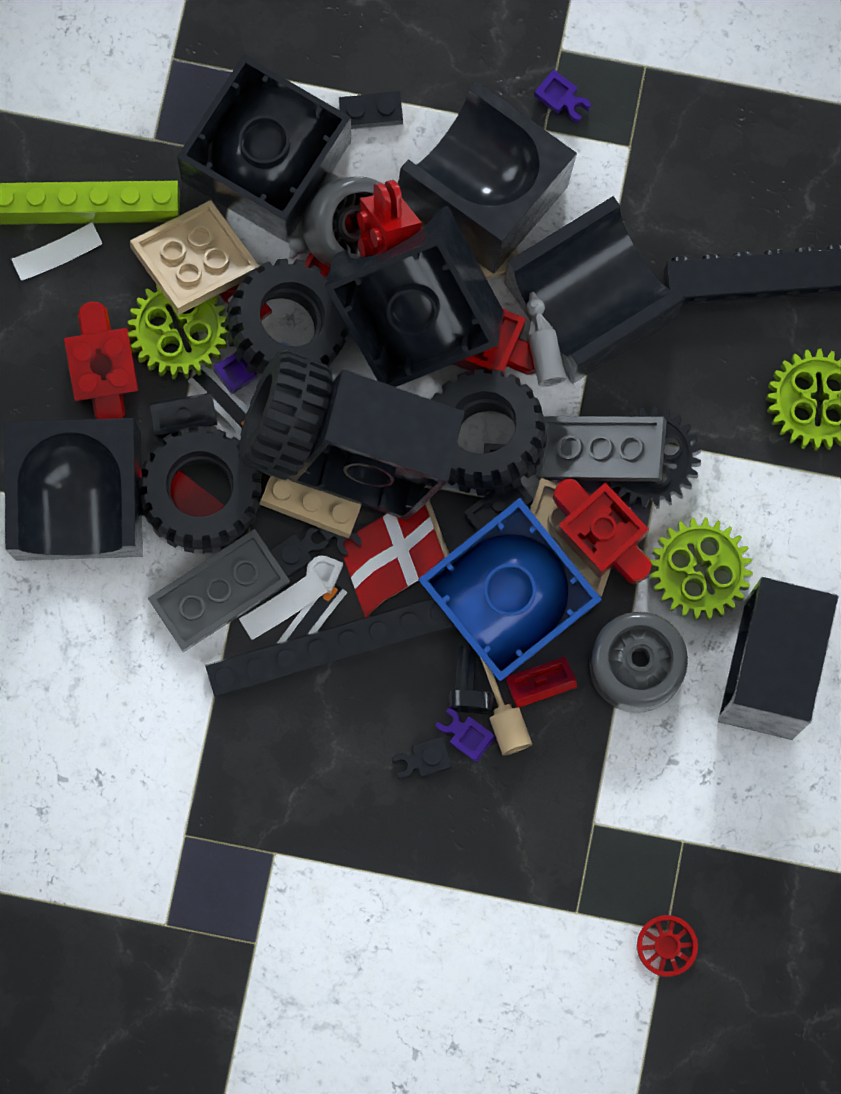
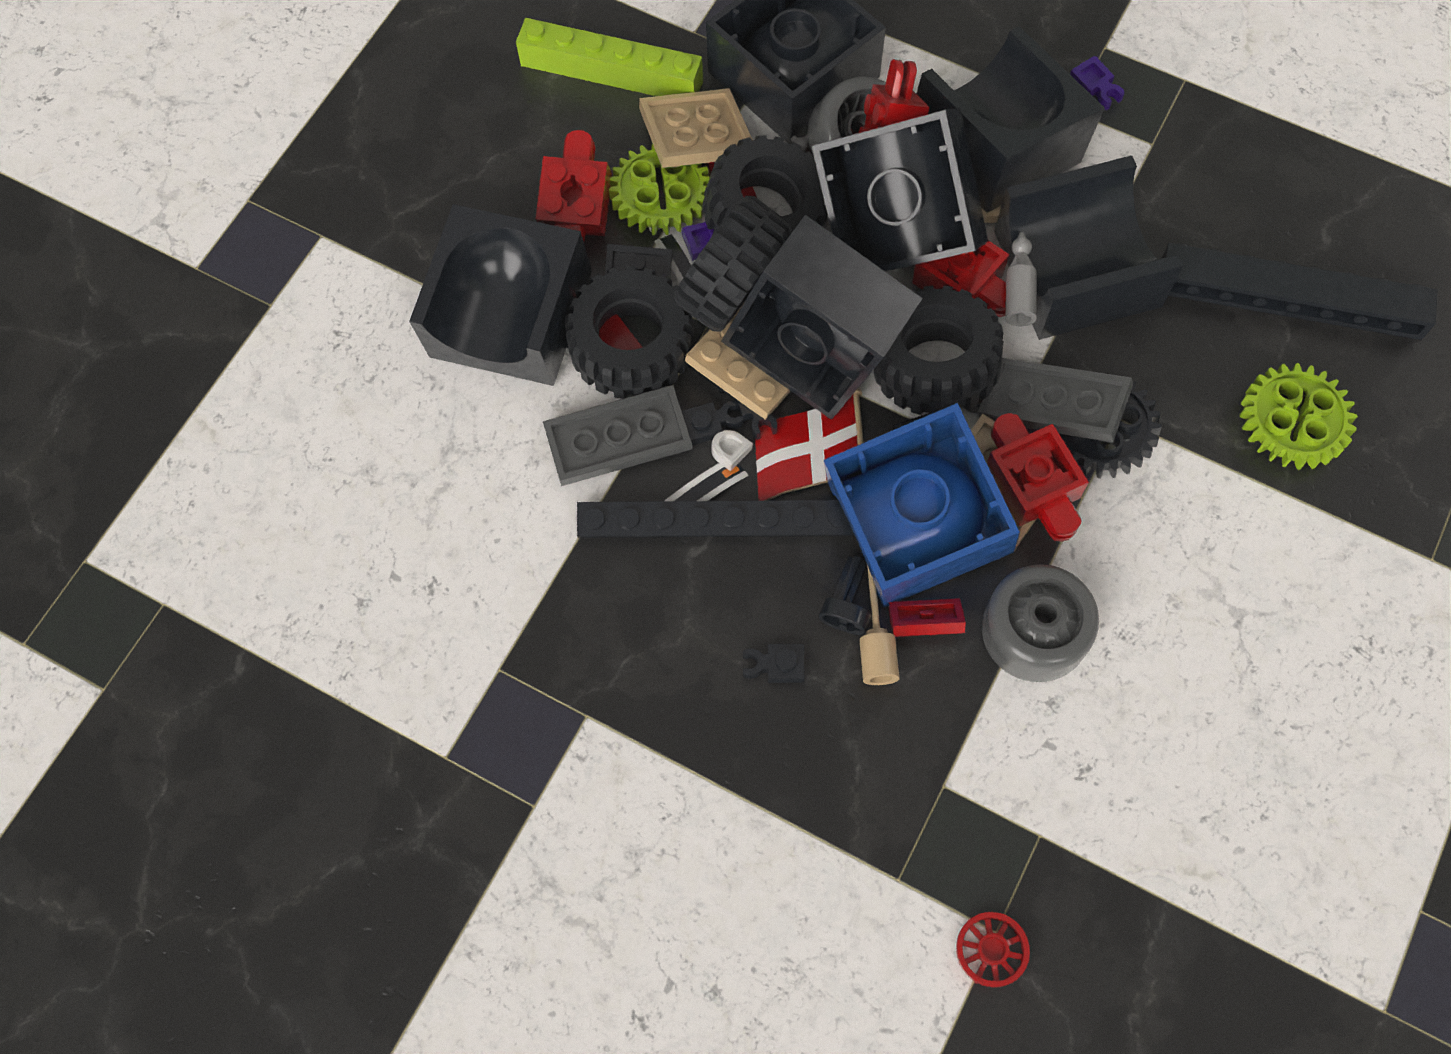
camera: 25 degrees right, 10 degrees down
(57, 252) = (570, 102): white sticker -> none
(283, 605) = (678, 468): white sticker -> none
(373, 109) = (920, 51): black plate -> none
(468, 737) = (831, 652): dark purple plate -> none
(727, 558) = (1163, 547): lime gear -> none
(778, 658) = (1206, 655): black piece -> none

